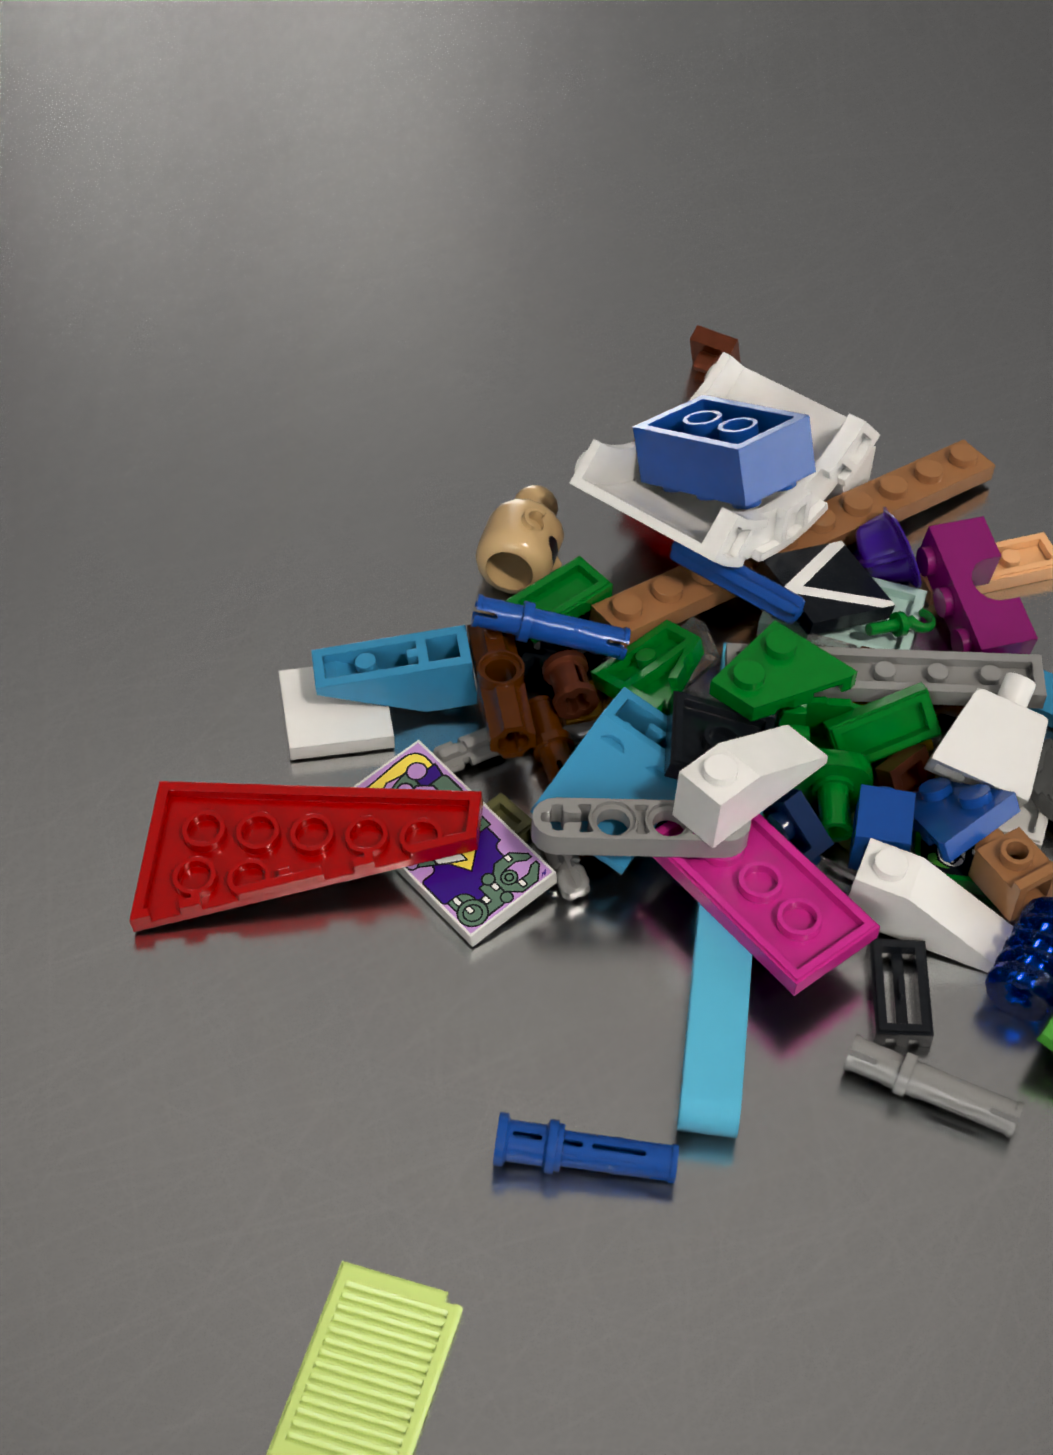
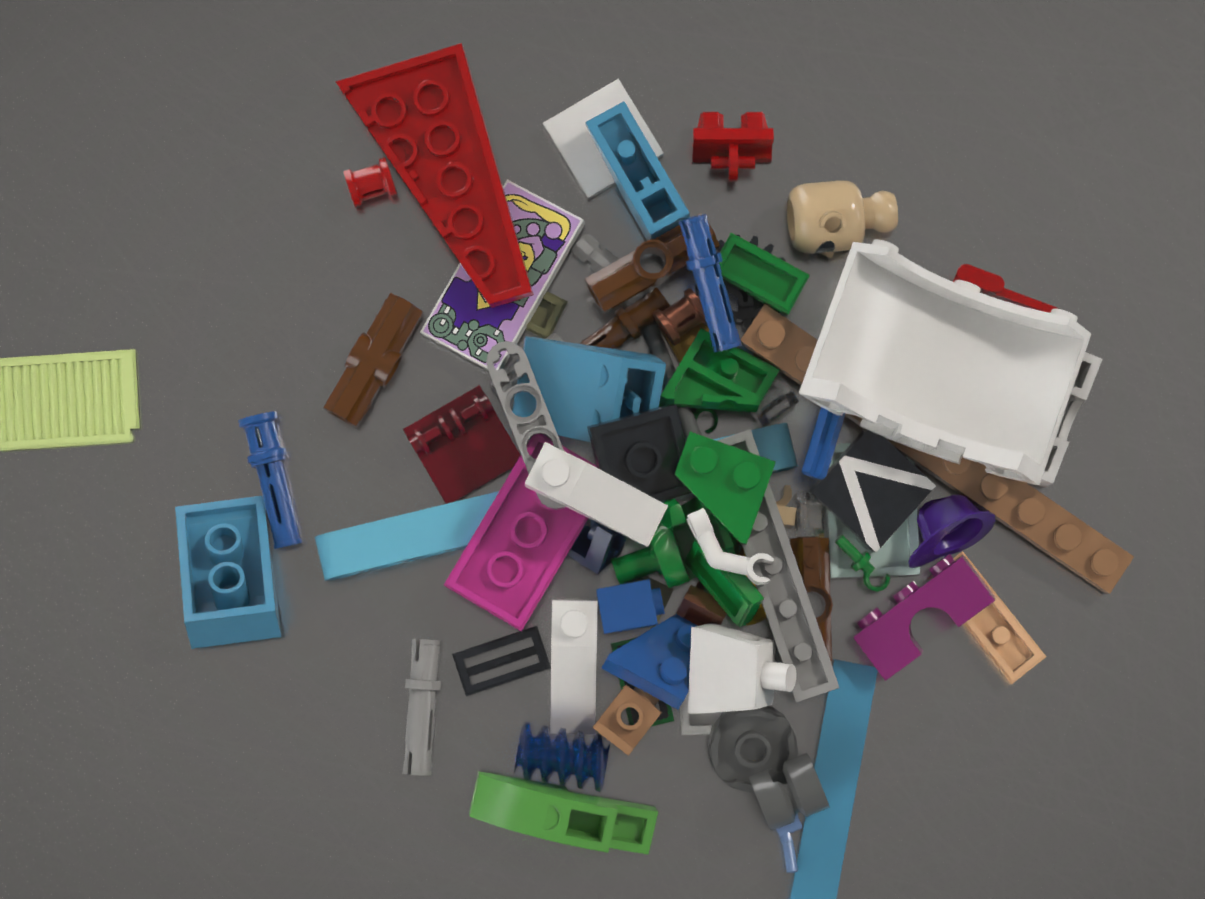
camera: 70 degrees right, 35 degrees up
(268, 926) = (370, 182): none -> red bush
(403, 599) = (732, 146): none -> red hips
(484, 993) = (373, 360): none -> reddish brown piece
(622, 942) = (463, 445): none -> dark red hinge
(689, 1239) = (227, 572): none -> dark azure slope
(707, 349) = (1156, 297): copper tile -> none
(725, 450) = (942, 358): blue brick -> none
(822, 710) = (716, 558): none -> white arm

